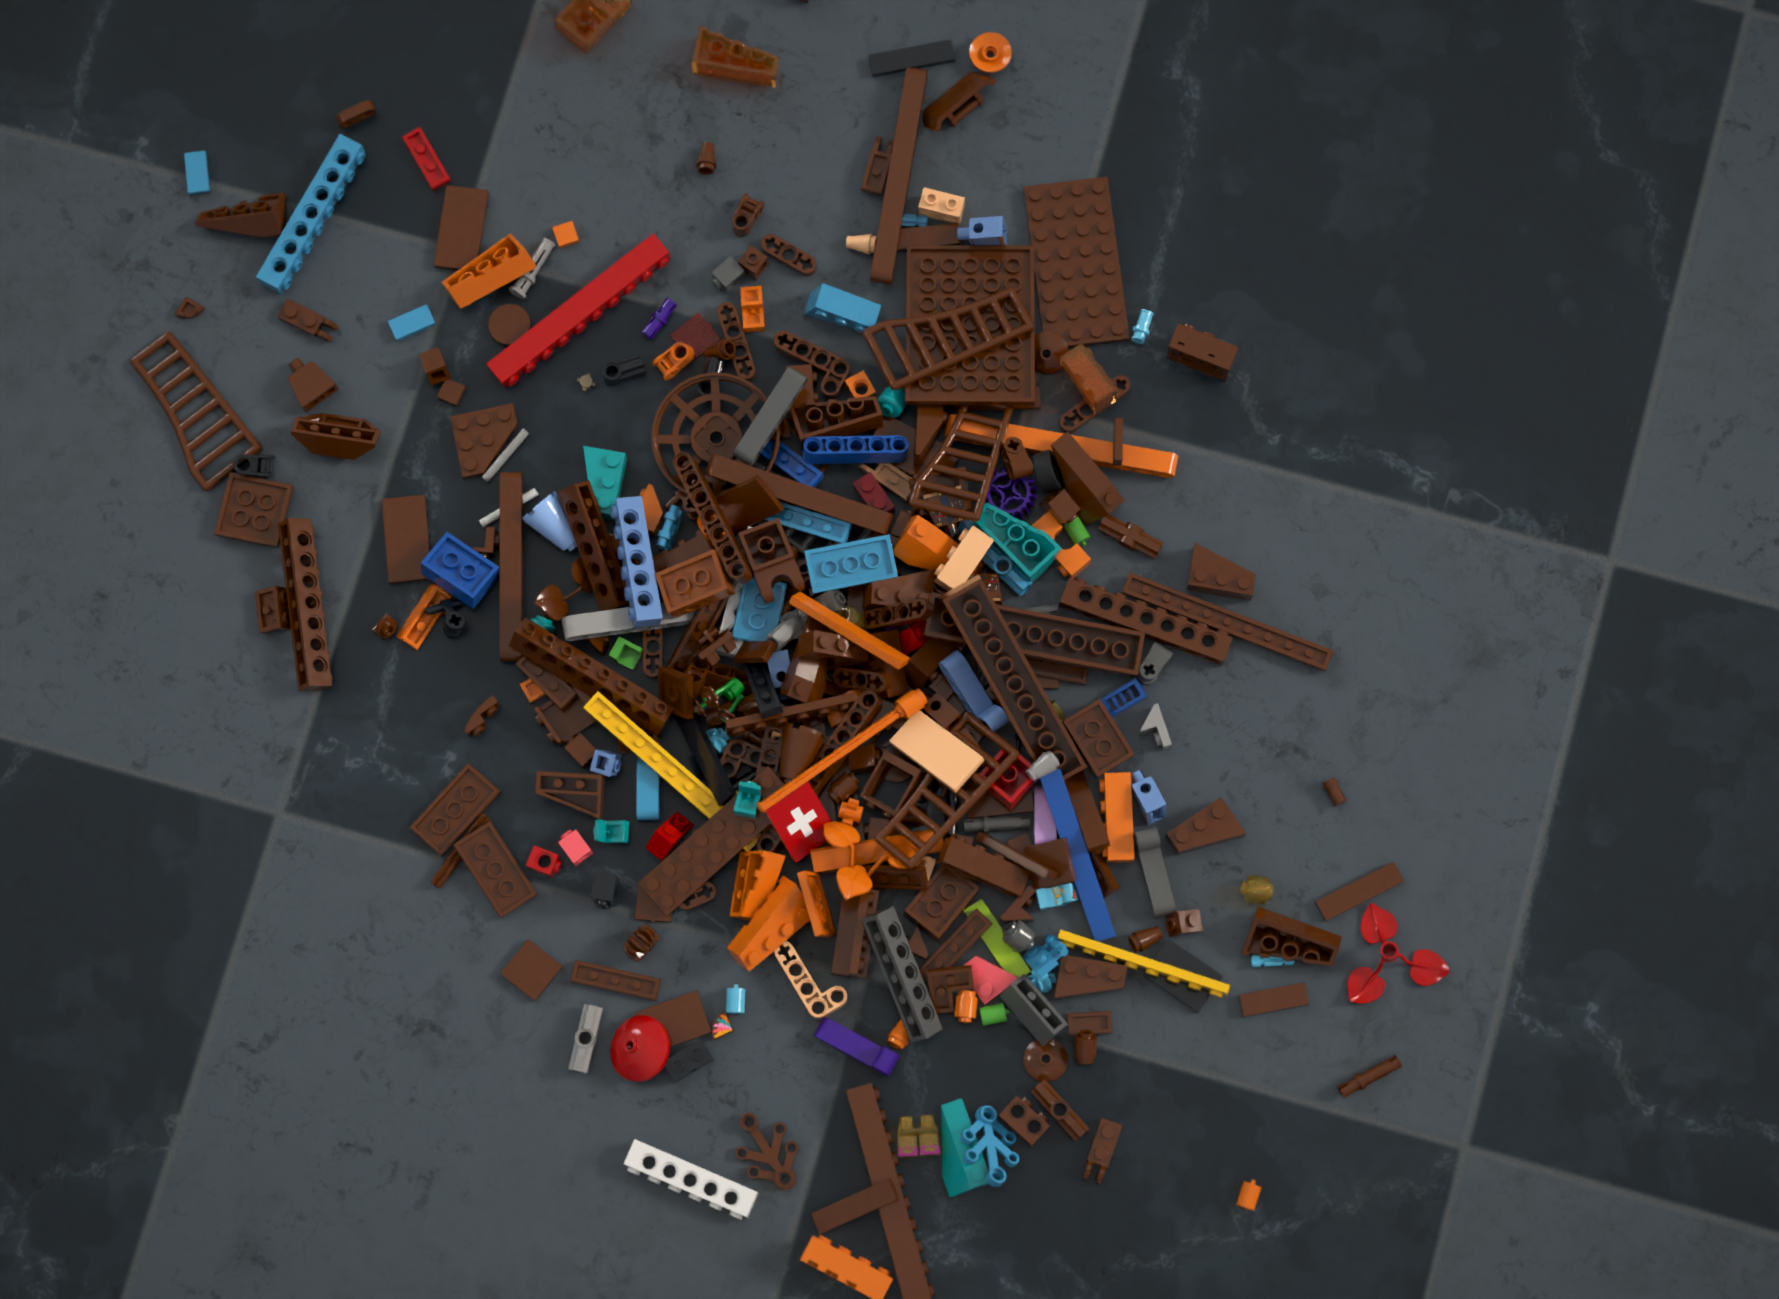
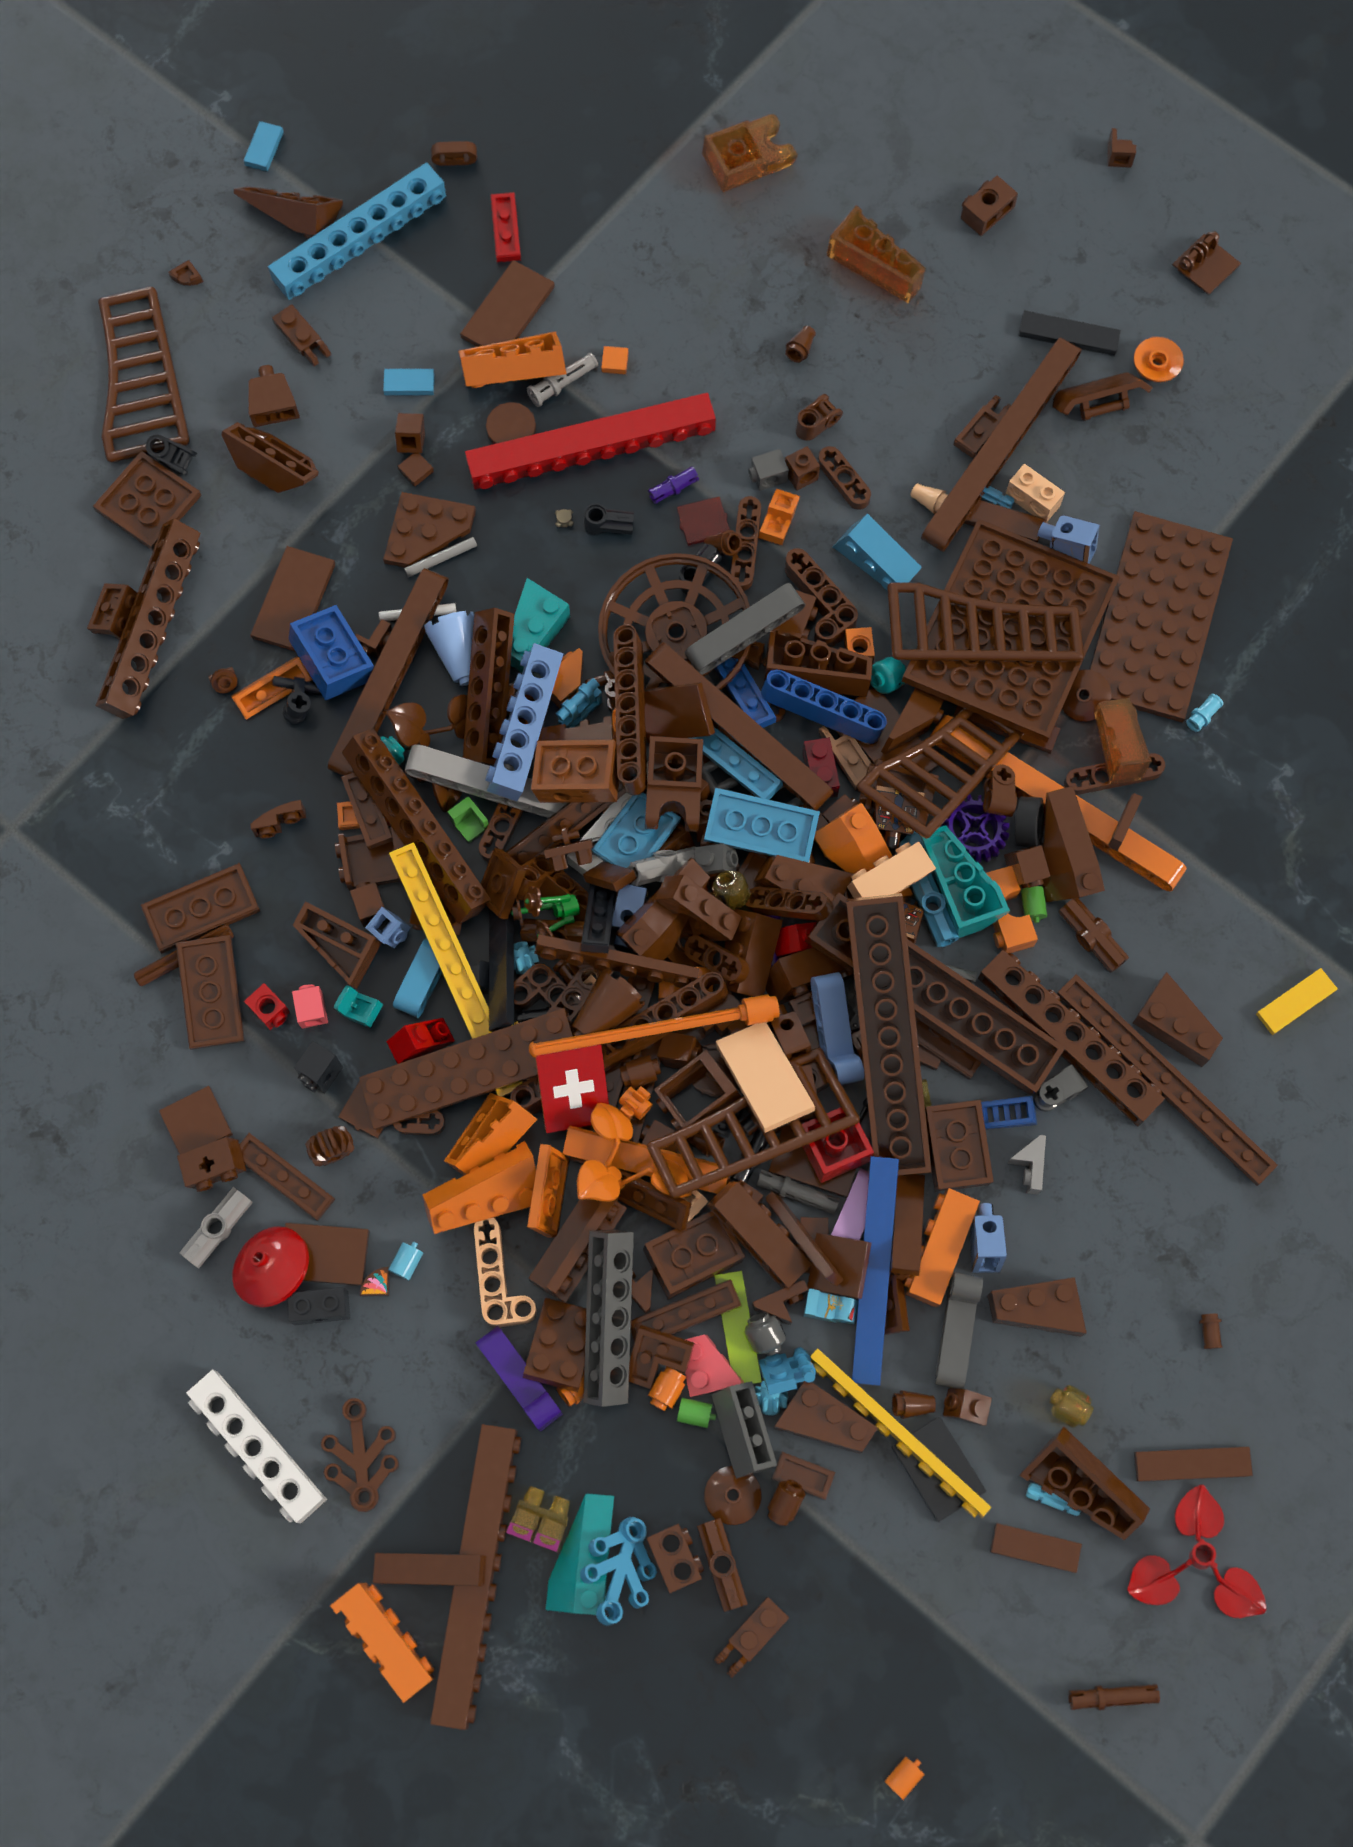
camera: 20 degrees right, 5 degrees down
(549, 1000) = (196, 1164): none -> reddish brown brick
(670, 362) = (665, 532): orange piece -> none
(747, 799) = (520, 1035): teal bracket -> none
(849, 630) = (725, 896): orange tile -> none
(875, 1010) = (558, 1346): none -> reddish brown plate
(1043, 766) = (880, 1147): light grey cone -> none
(1201, 351) = (1262, 765): reddish brown piece -> none
(1299, 521) = (1296, 1001): none -> yellow tile

